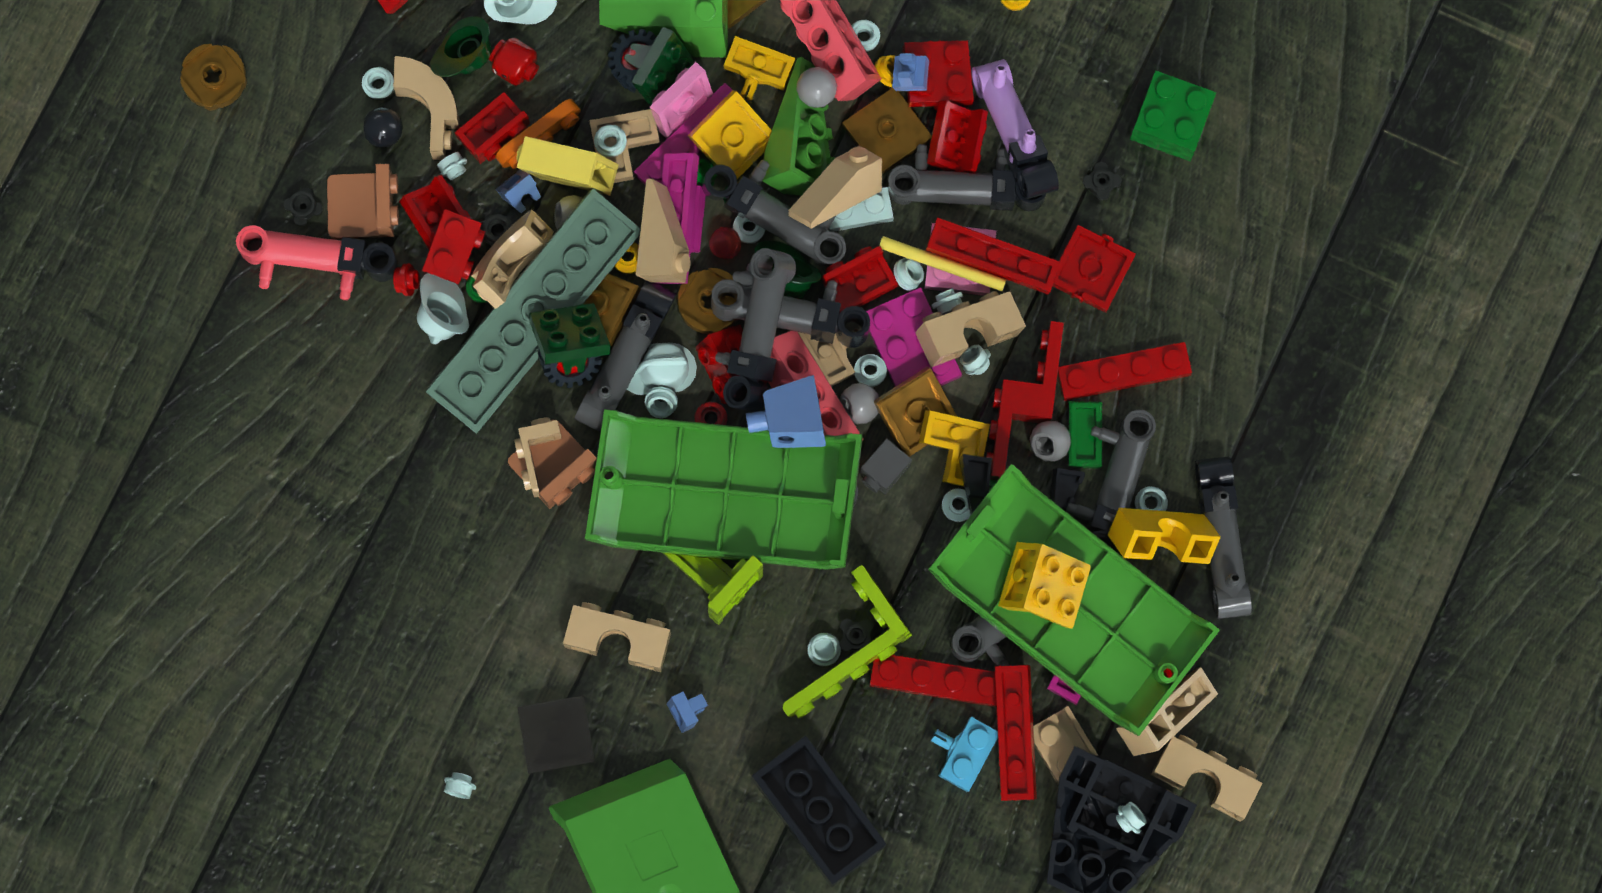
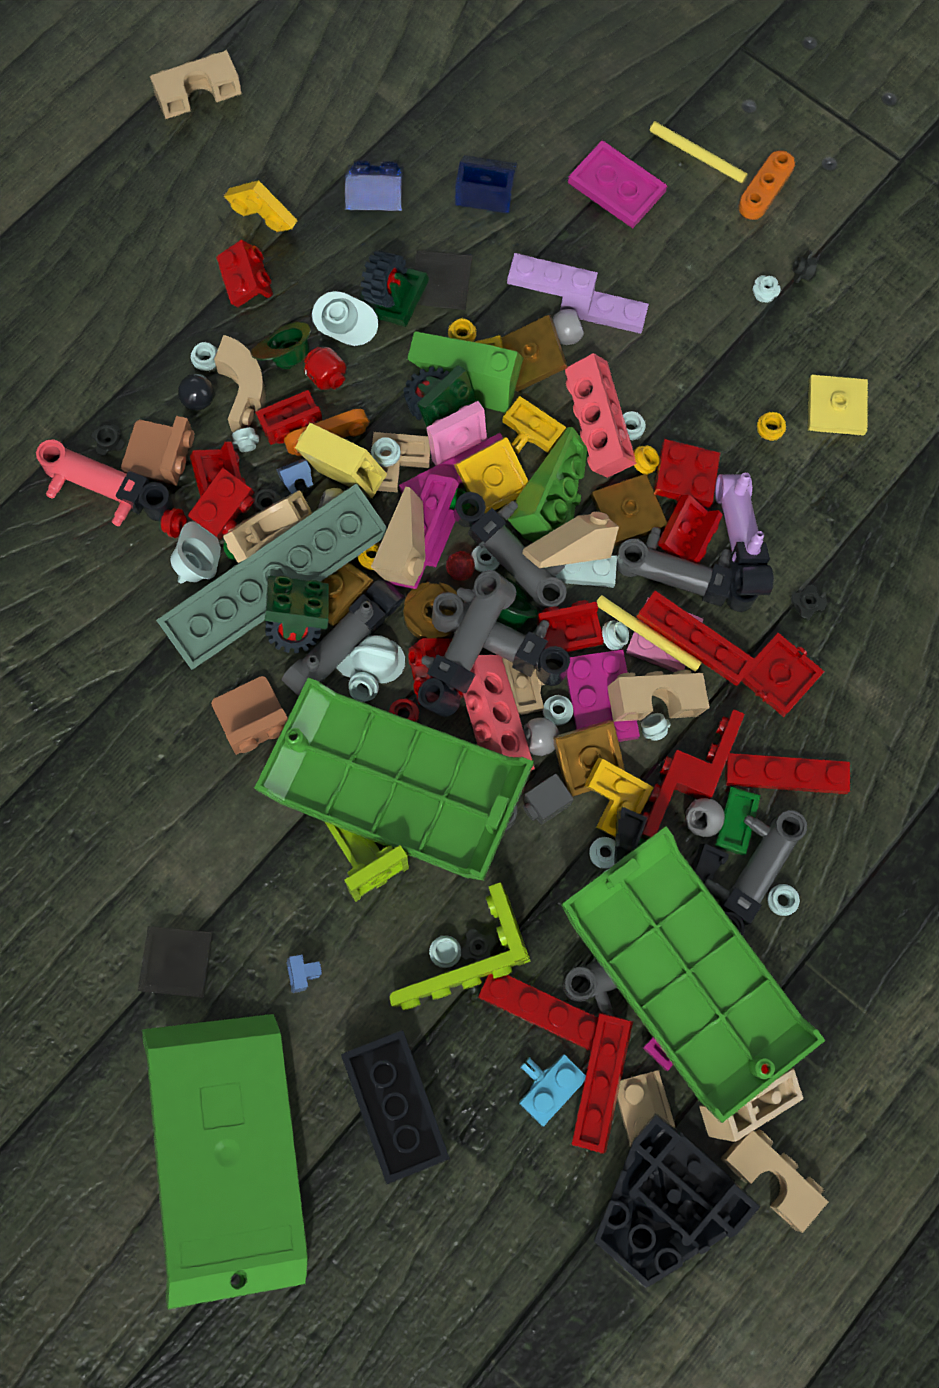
camera: 15 degrees right, 5 degrees down
(212, 94) = (74, 329): pearl gold plate -> none
(459, 785) = (72, 984): light aqua plate -> none
(540, 431) = (248, 683): tan bracket -> none
(590, 626) = (236, 871): tan arch -> none
(790, 415) = (473, 726): medium blue torso -> none
(816, 87) = (578, 453): light grey piece -> none
(910, 72) = (663, 462): medium blue tile -> none
(947, 300) = (643, 666): light aqua plate -> none
(1045, 583) = (668, 948): yellow bracket -> none
(1130, 818) = (692, 1201): light aqua plate -> none
(1141, 531) = (772, 925): yellow arch -> none
(1173, 116) = (886, 562): green brick -> none
(1220, 505) = (846, 920): dark grey piece -> none

